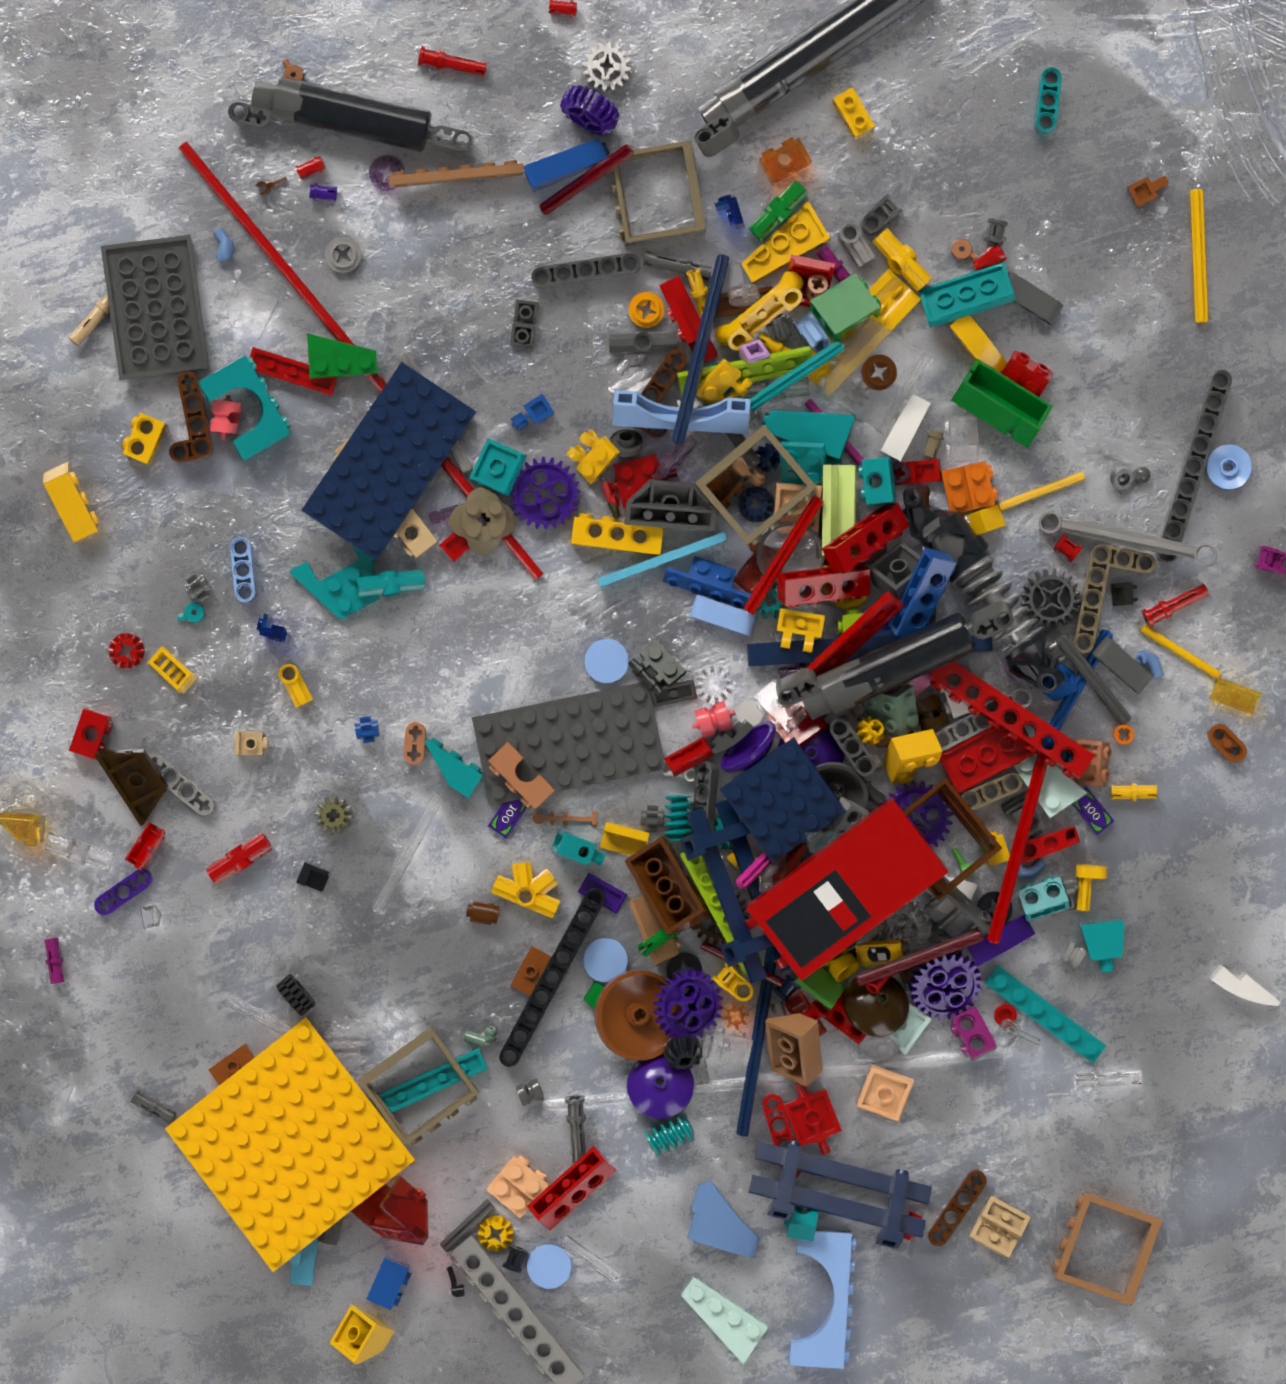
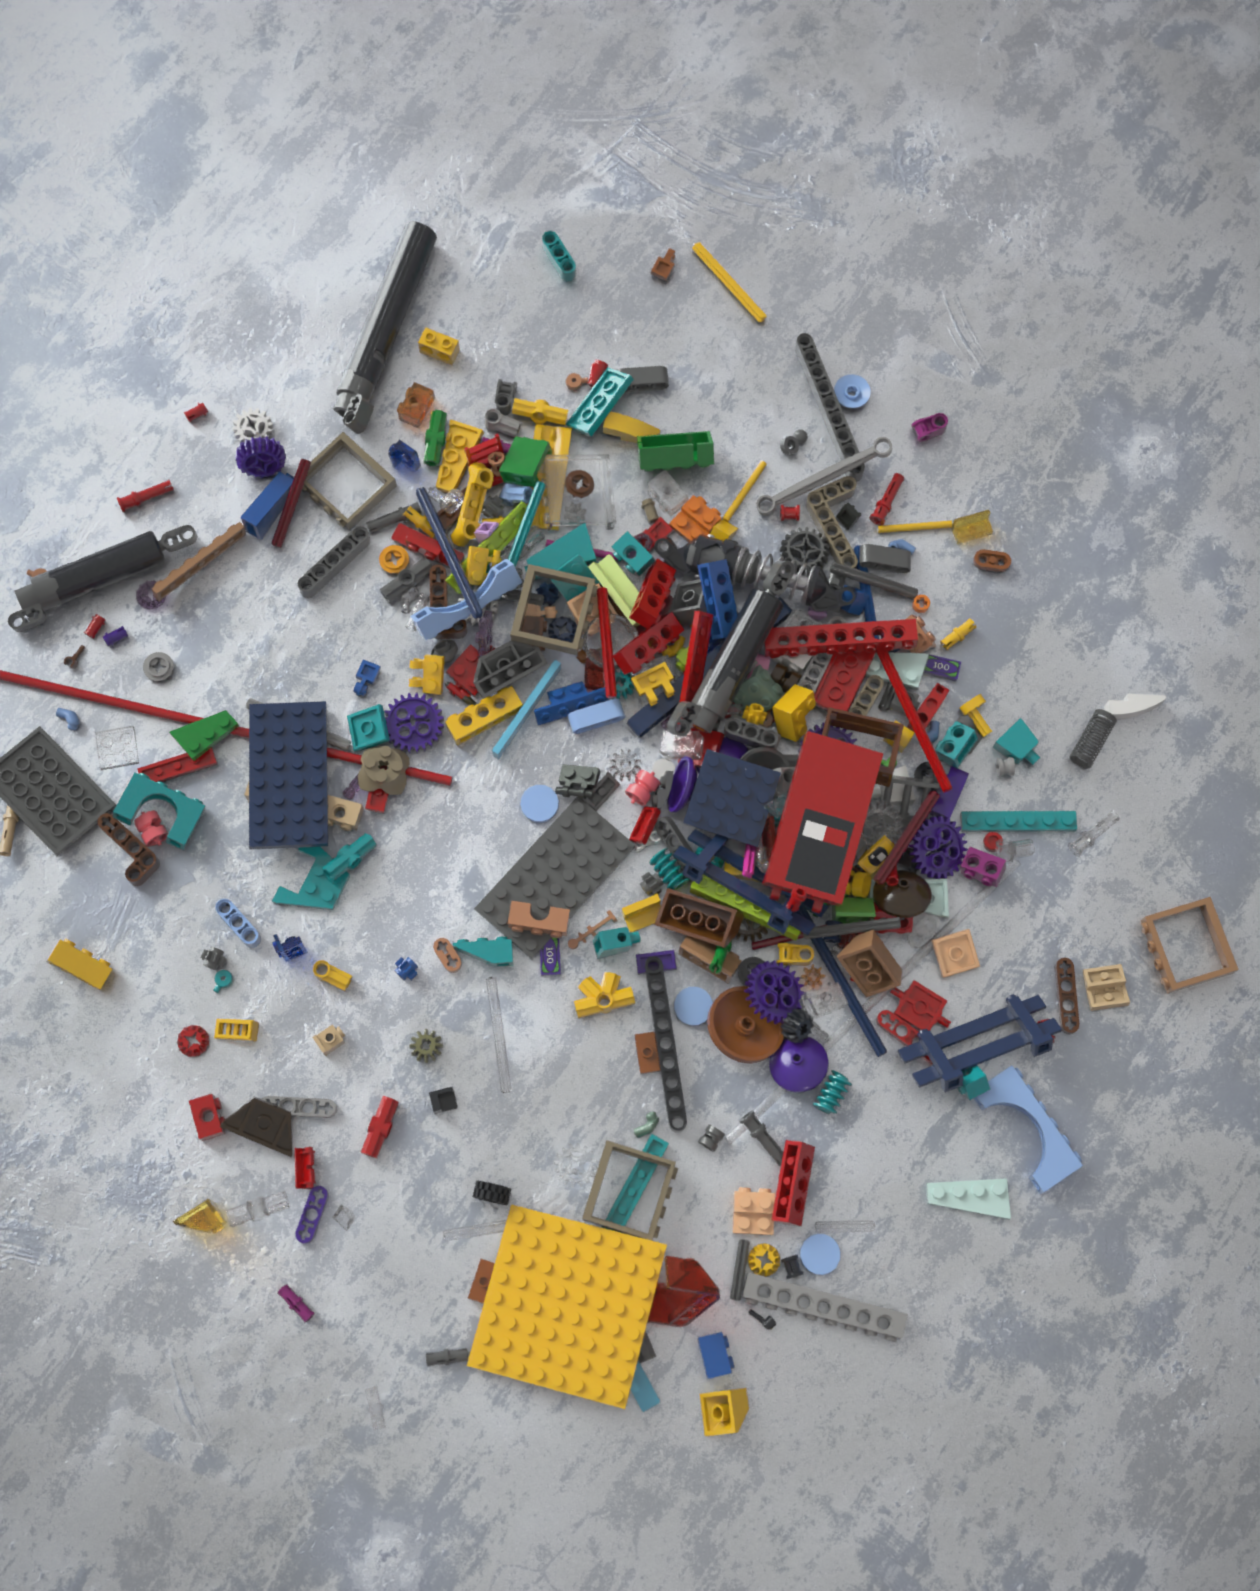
camera: 45 degrees left, 15 degrees down
(150, 440) = (107, 882): yellow brick -> none
(482, 912) = (582, 1036): reddish brown brick -> none
(524, 322) = (316, 624): dark grey slope -> none
(593, 993) = (703, 1036): green slope -> none
(718, 1224) = (915, 1129): medium blue panel -> none
(764, 945) = (798, 895): none -> red pin
(805, 1005) = (855, 927): none -> dark grey axle
(905, 428) = (624, 512): white slope -> none
(995, 231) = (588, 349): dark grey bush -> none
(1027, 372) = (682, 424): red bracket -> none
(1206, 982) = (1099, 720): none -> dark grey piece

